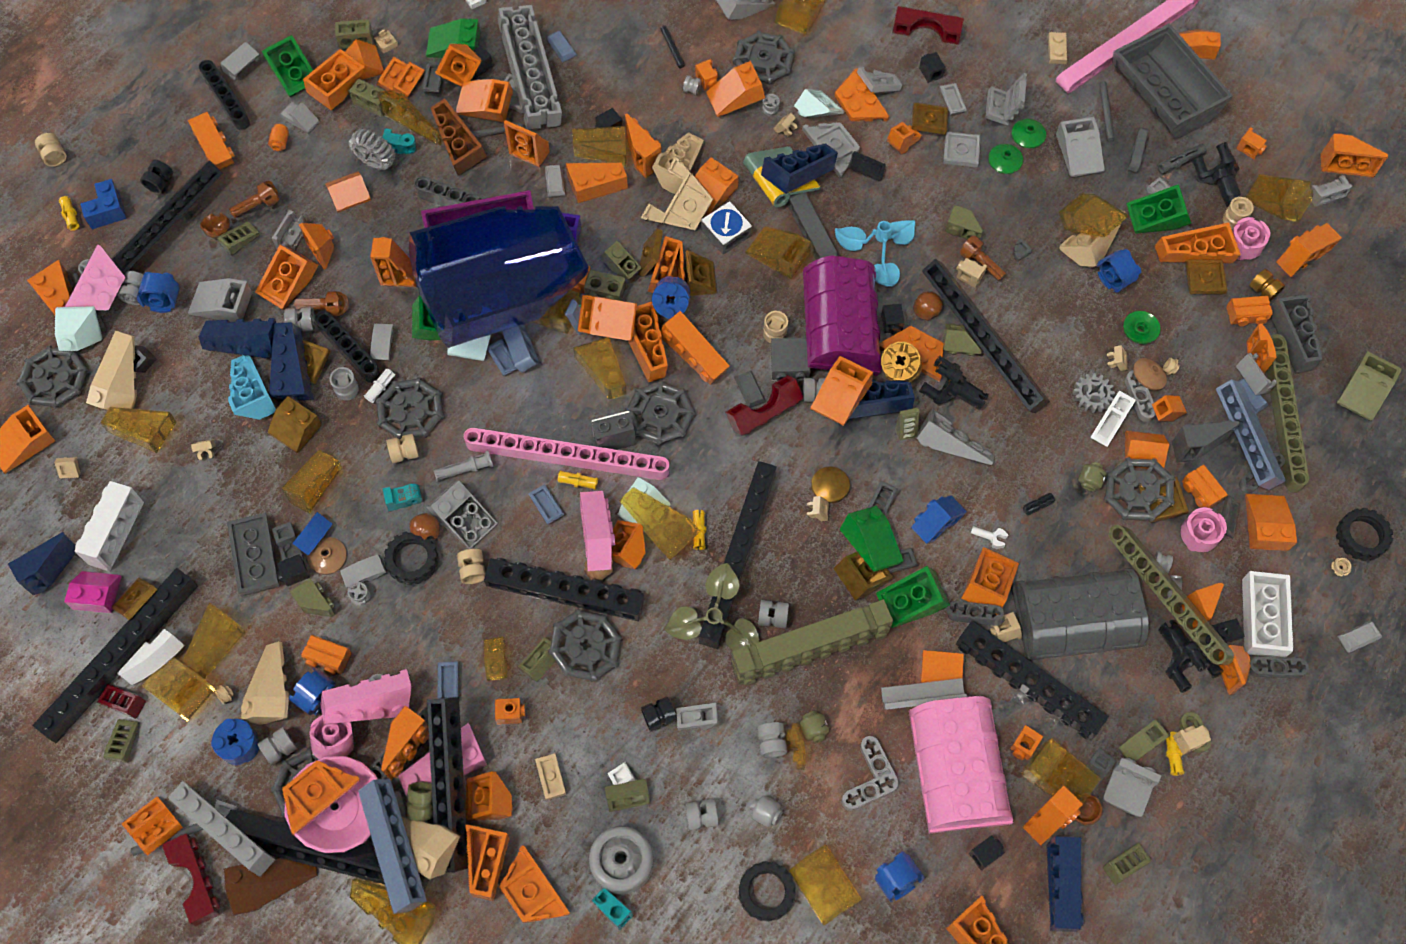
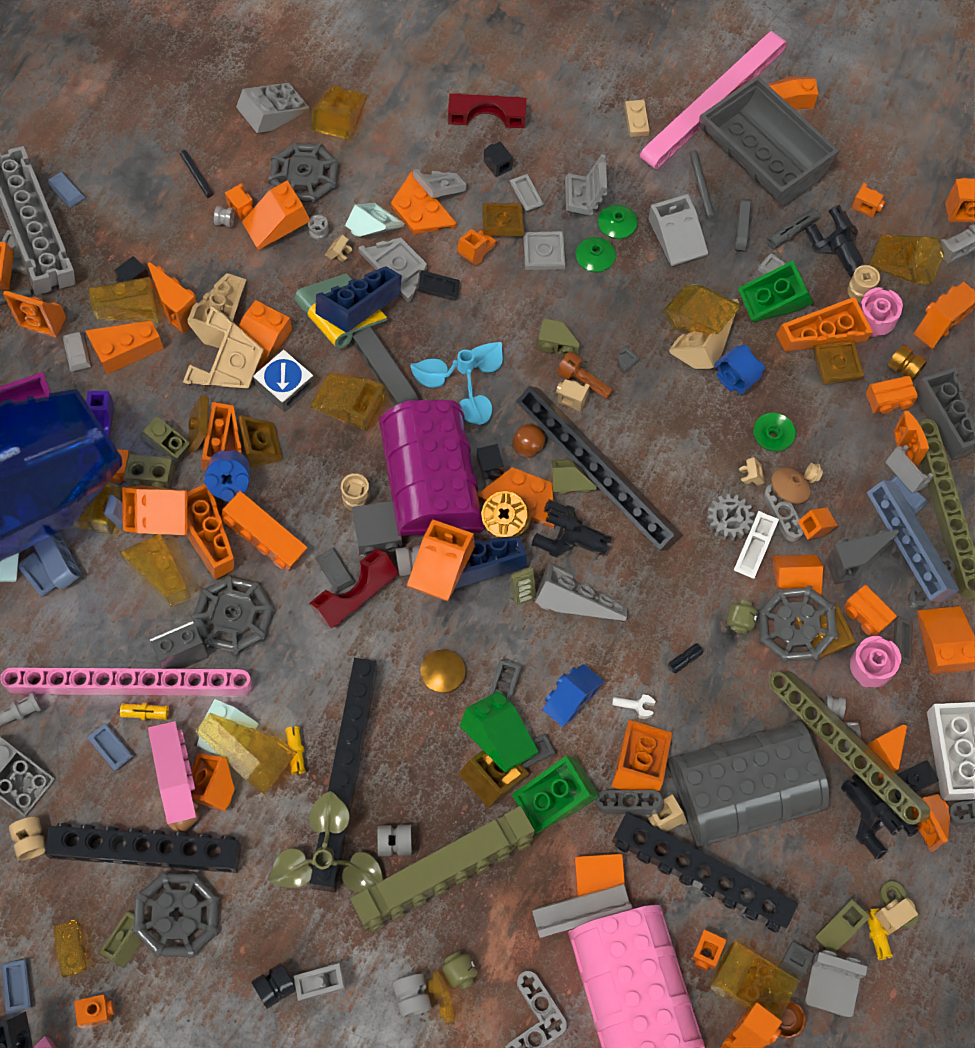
camera: 10 degrees left, 0 degrees up
(820, 508) = (433, 703): tan tile -> none

